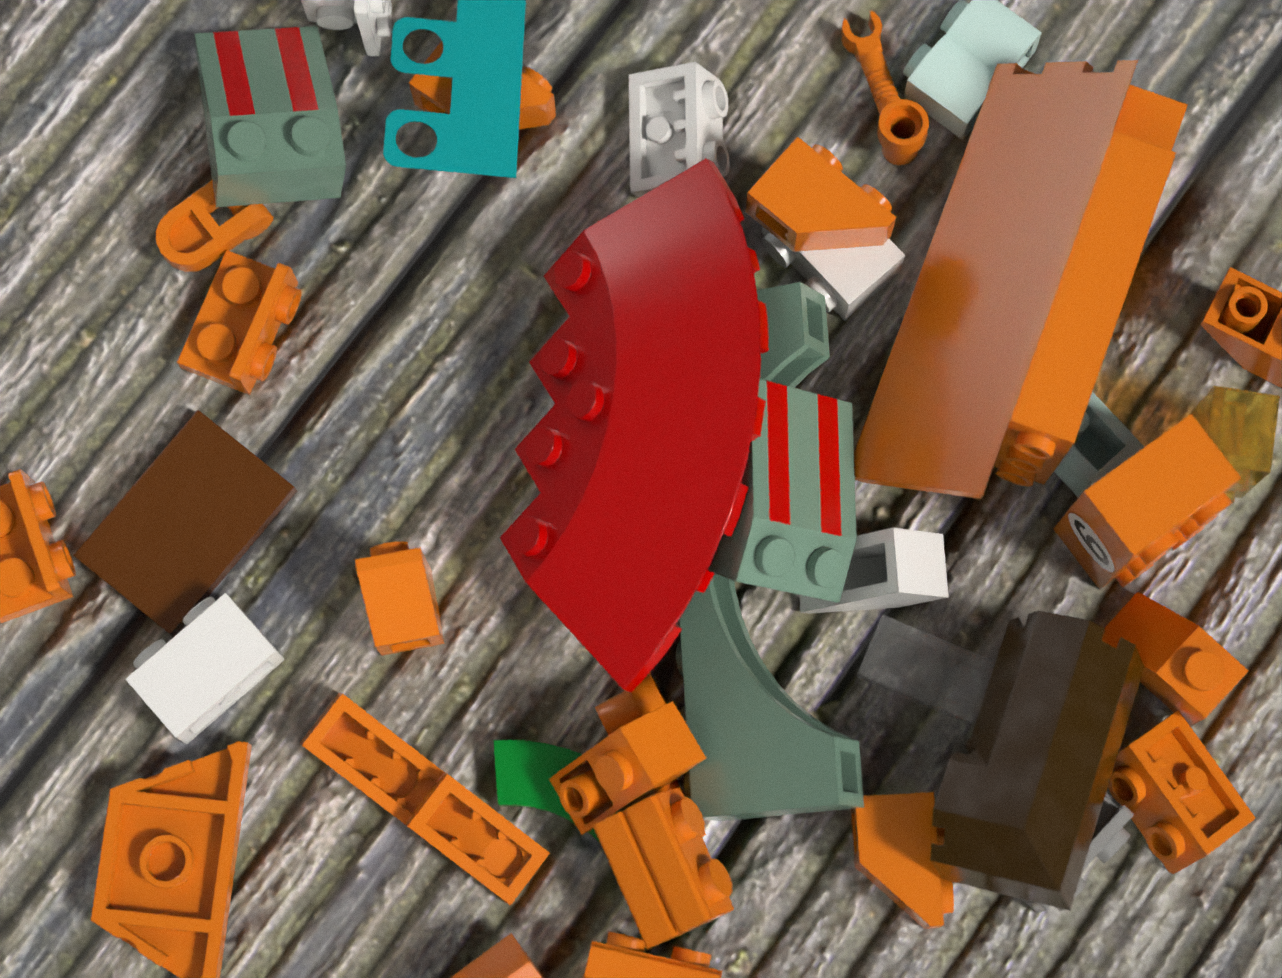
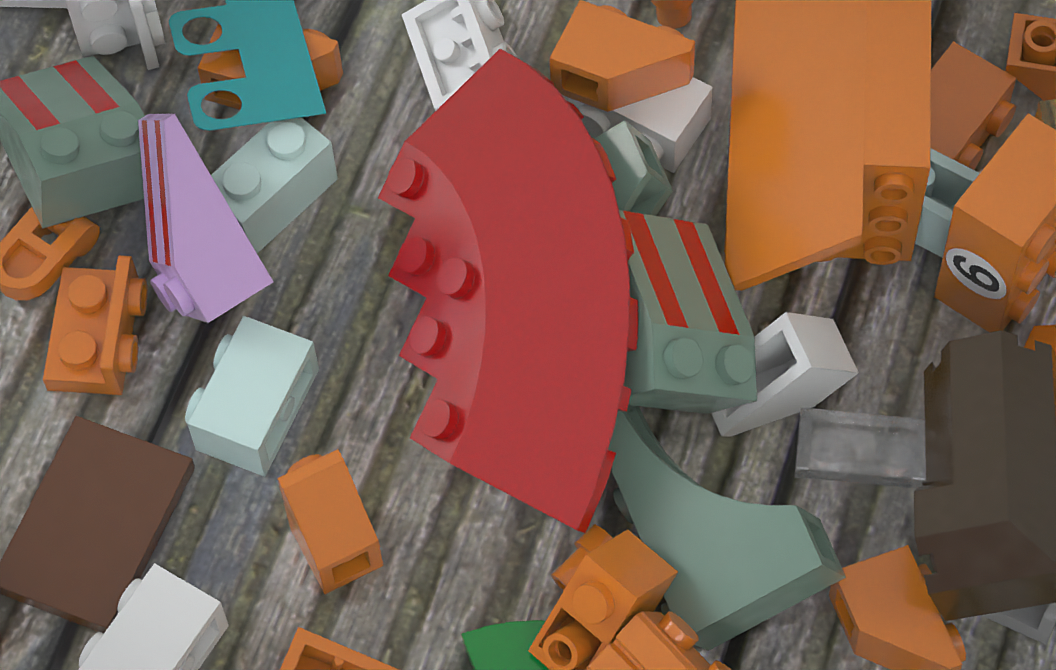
camera: 15 degrees left, 15 degrees down
(352, 294) = (191, 231): none -> lavender slope
(367, 440) = (252, 395): none -> light aqua brick
(444, 224) = (276, 177): none -> light aqua brick
(1150, 341) = (968, 104): none -> orange brick

